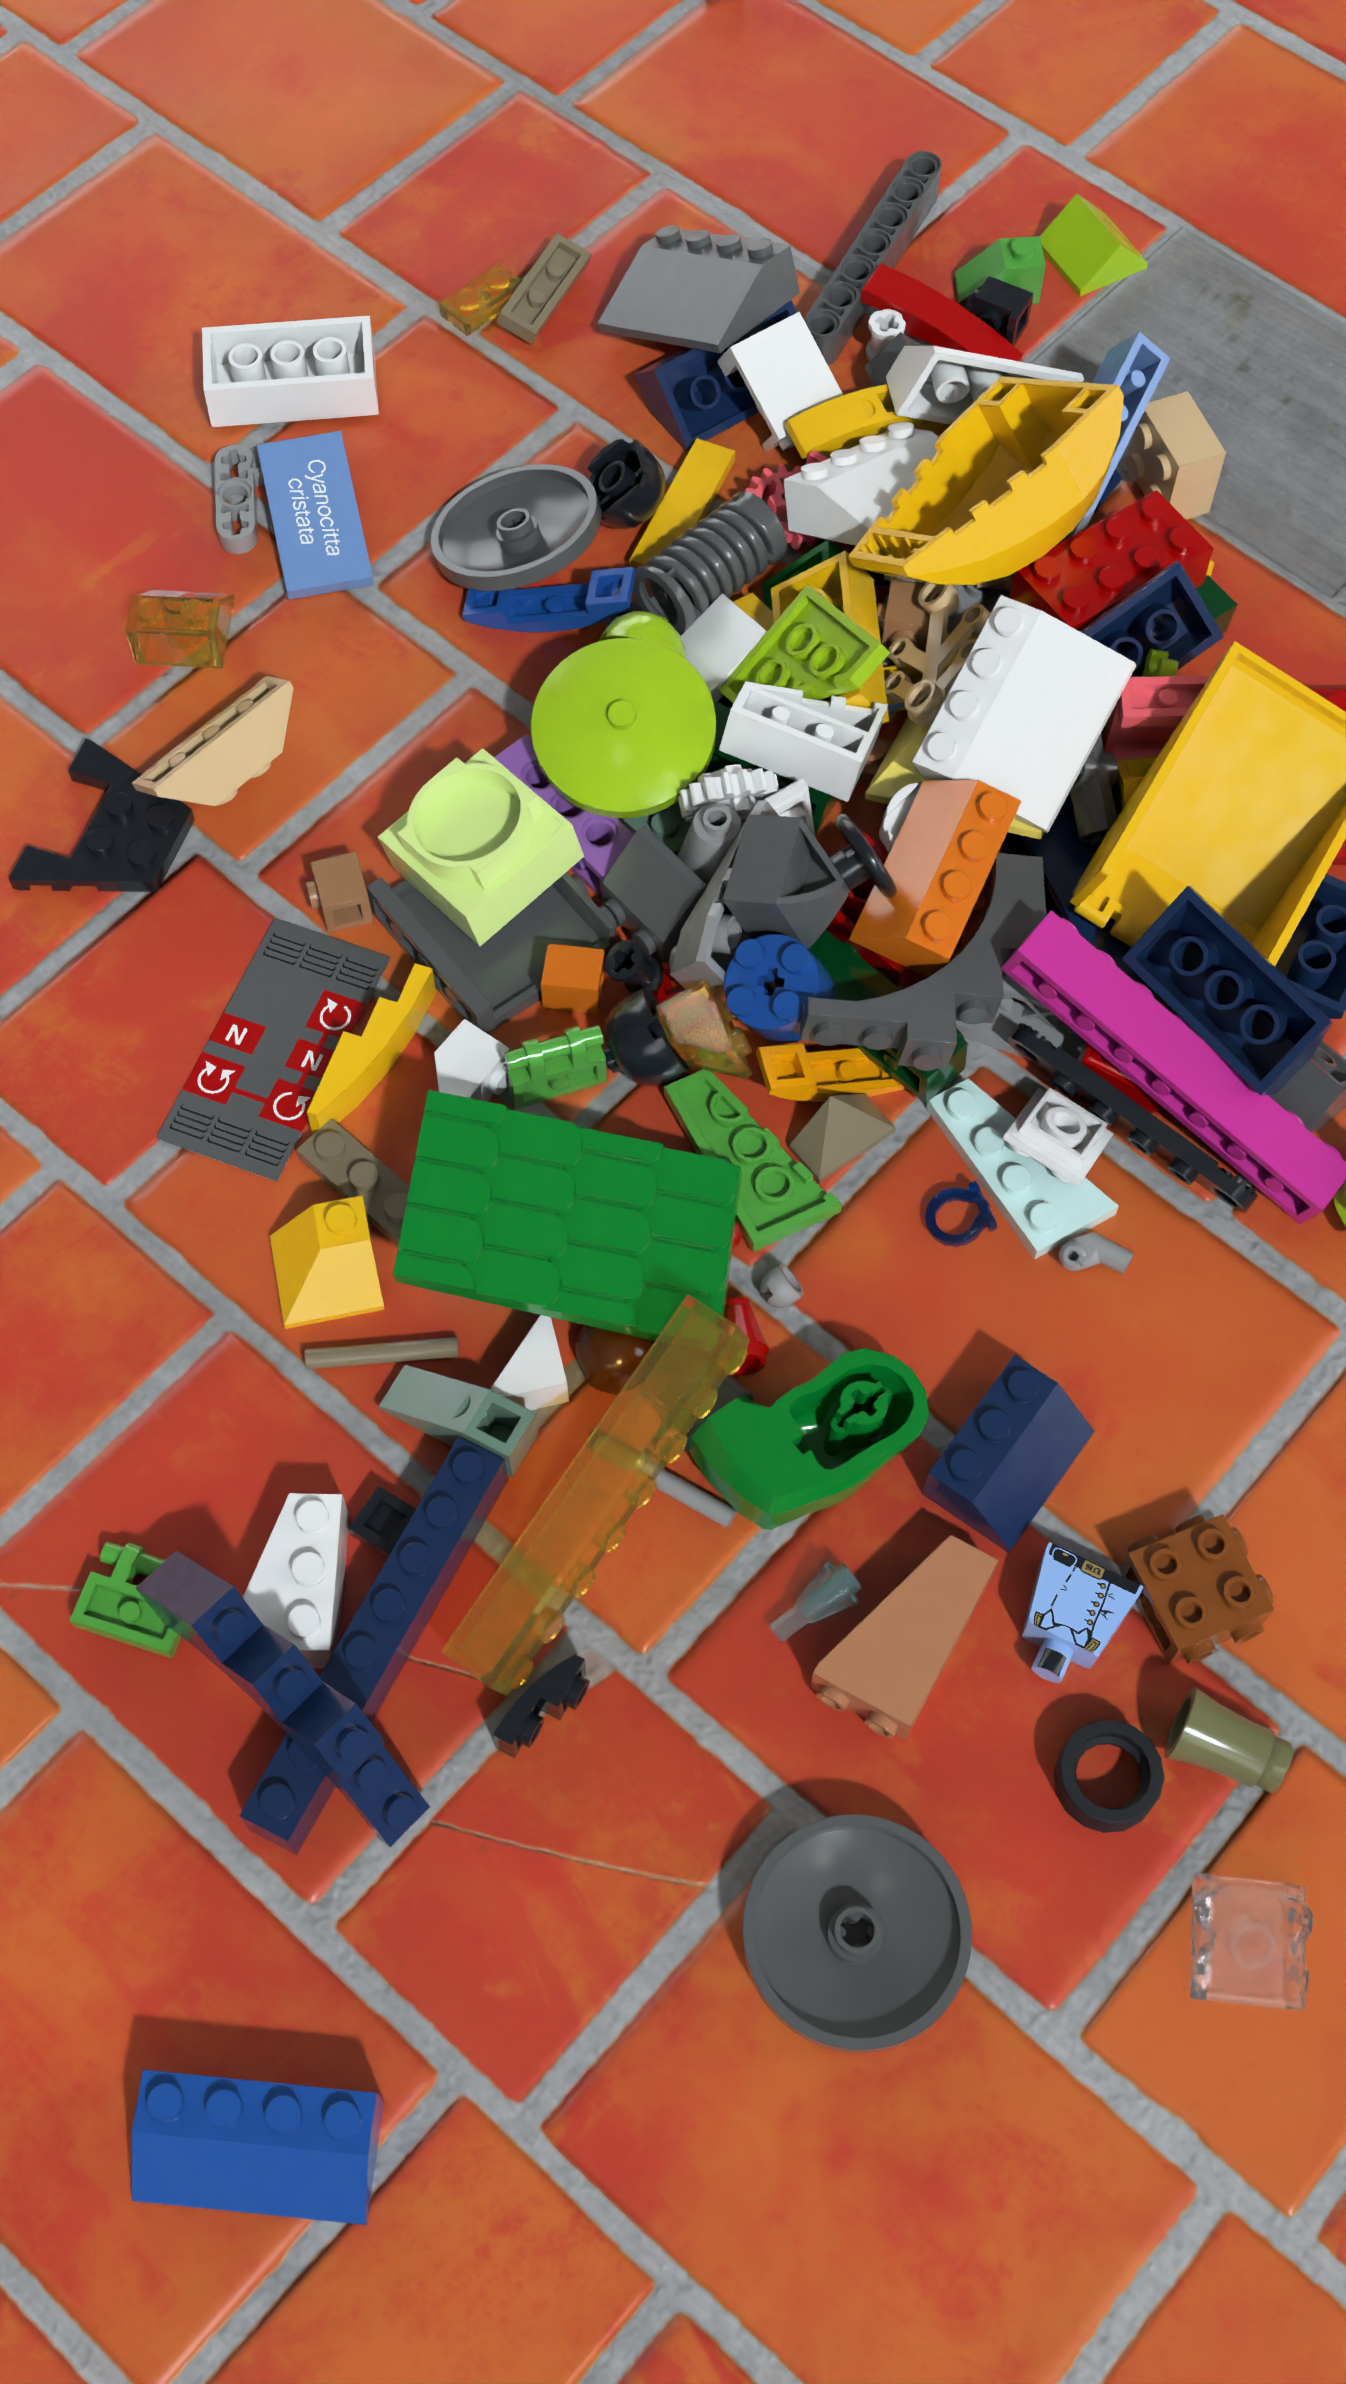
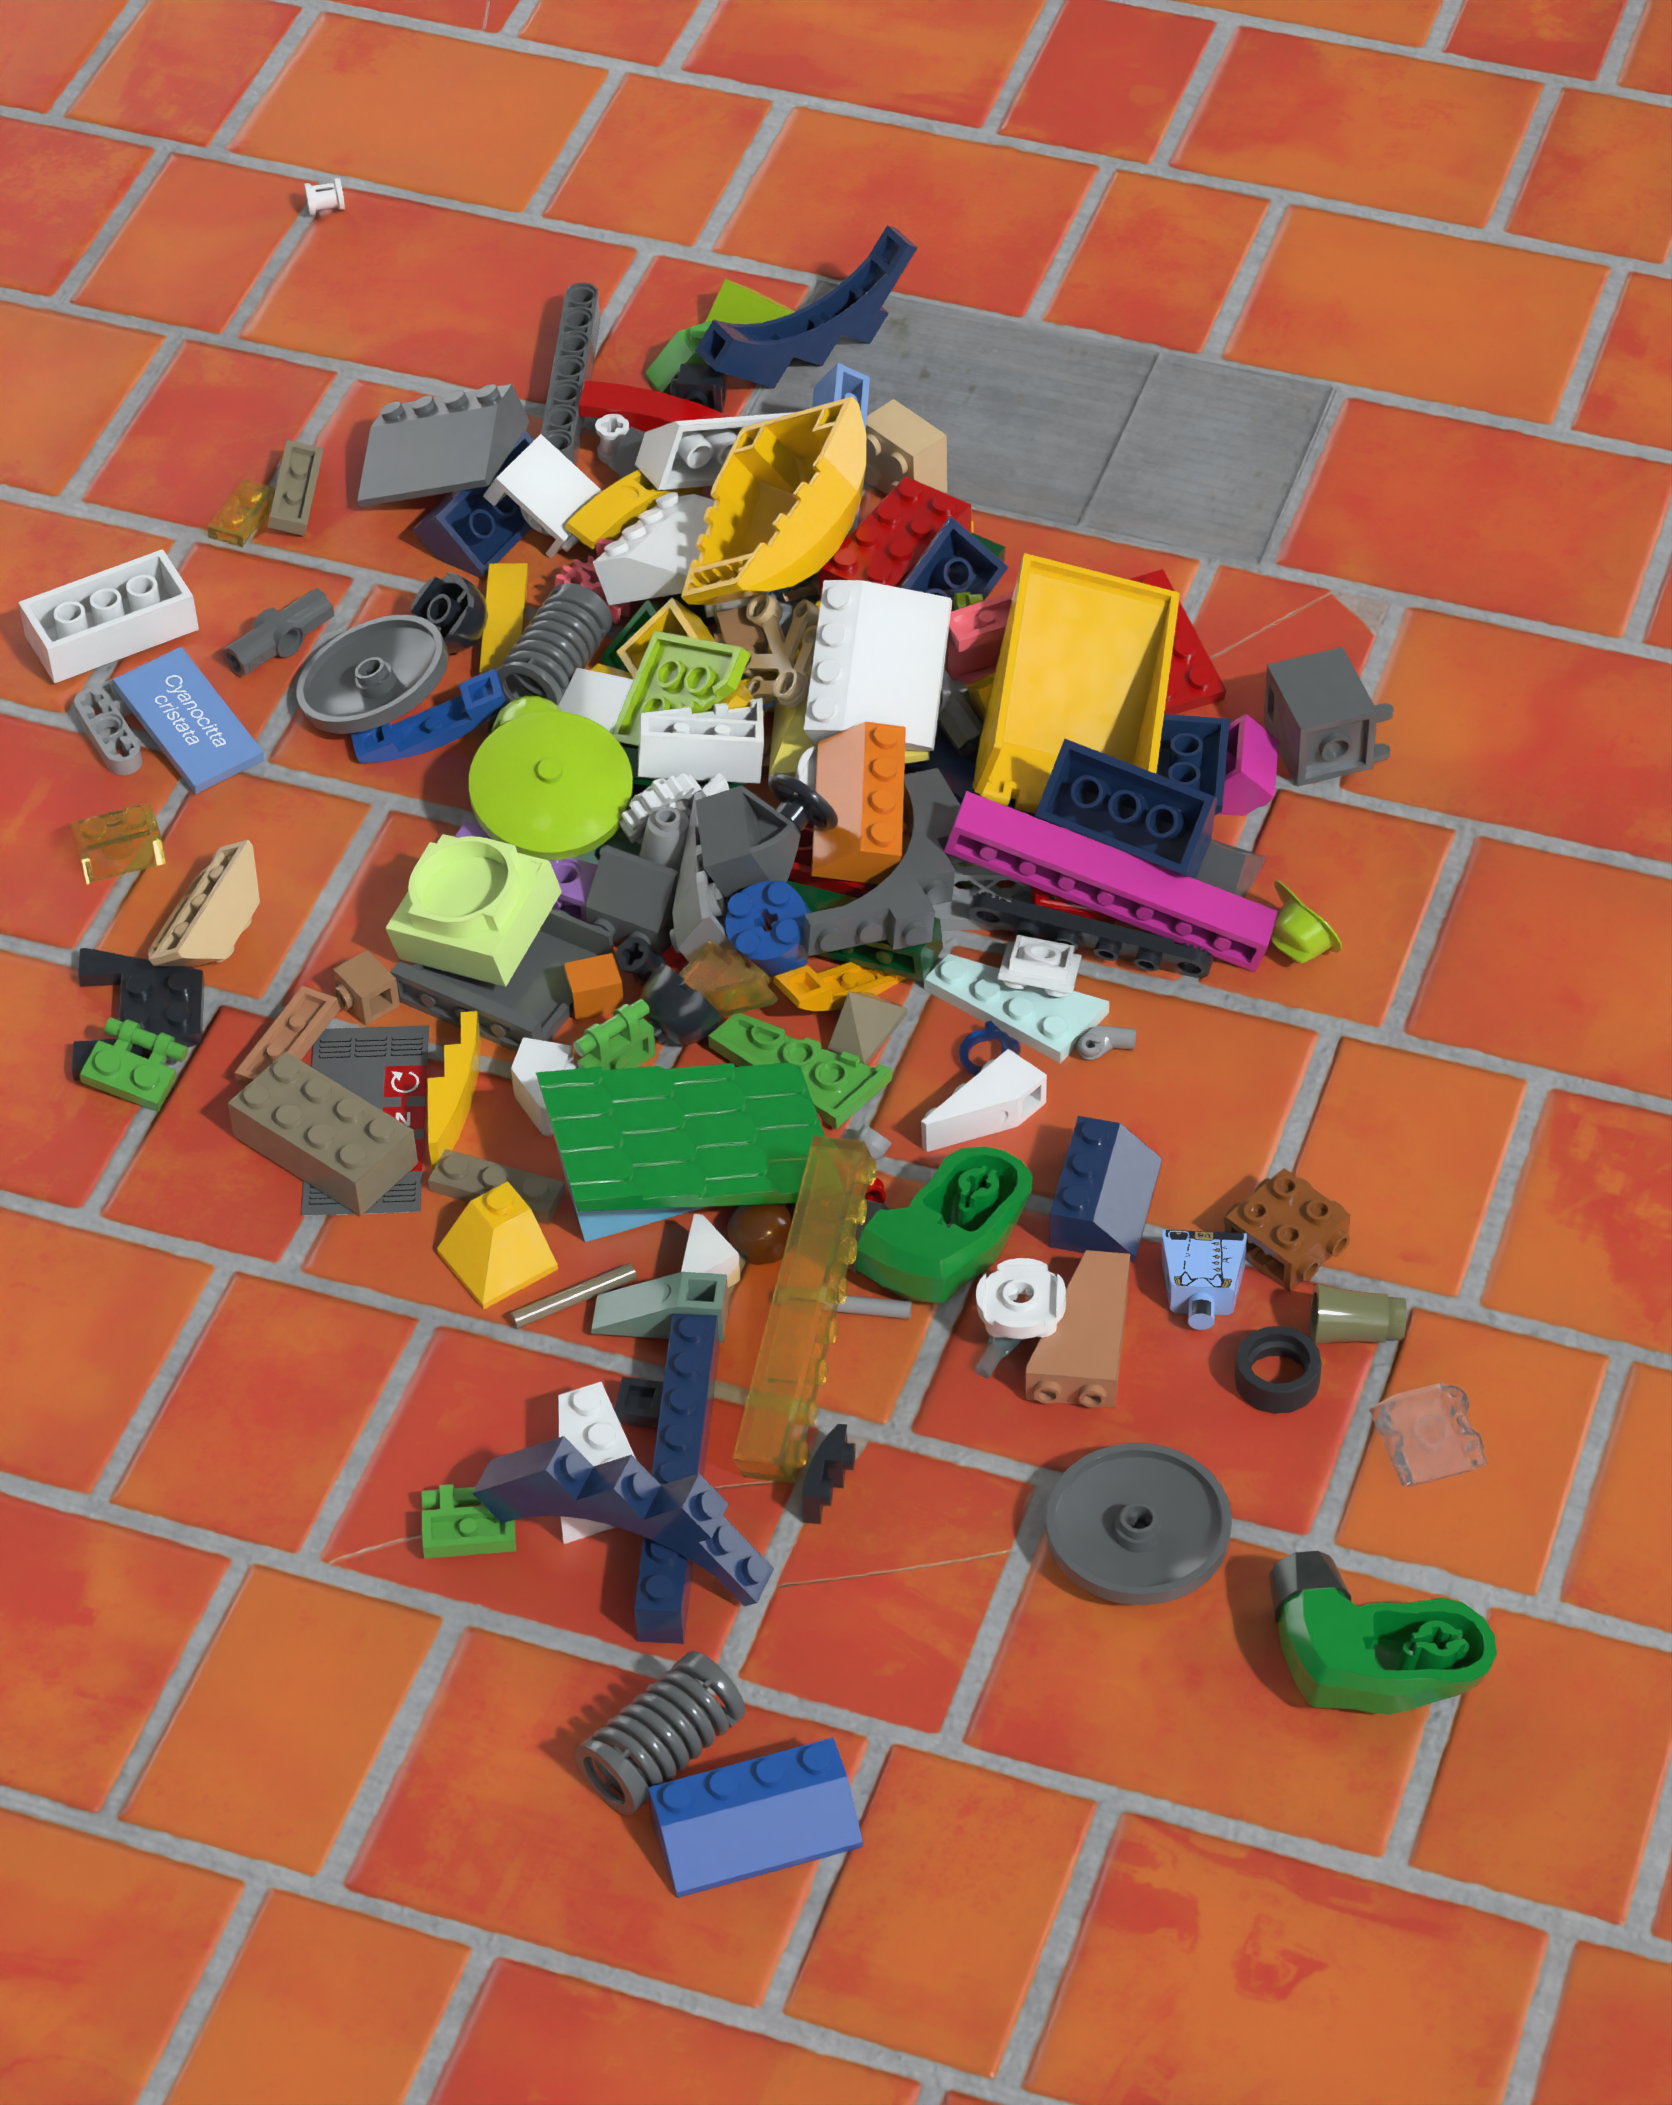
camera: 20 degrees left, 15 degrees down
(59, 906) = (128, 1074): none -> bright green plate
(212, 1054) = (323, 1133): none -> dark tan brick
(219, 2008) = (654, 1735): none -> dark grey piece
(234, 925) = (291, 1032): none -> nougat plate
(451, 445) = (278, 632): none -> dark grey piece
(851, 1608) = (1026, 1319): none -> white plate
(935, 1287) = (991, 1102): none -> white slope
(1057, 2250) = (1377, 1653): none -> green piece
(1193, 271) = (851, 309): none -> dark blue arch

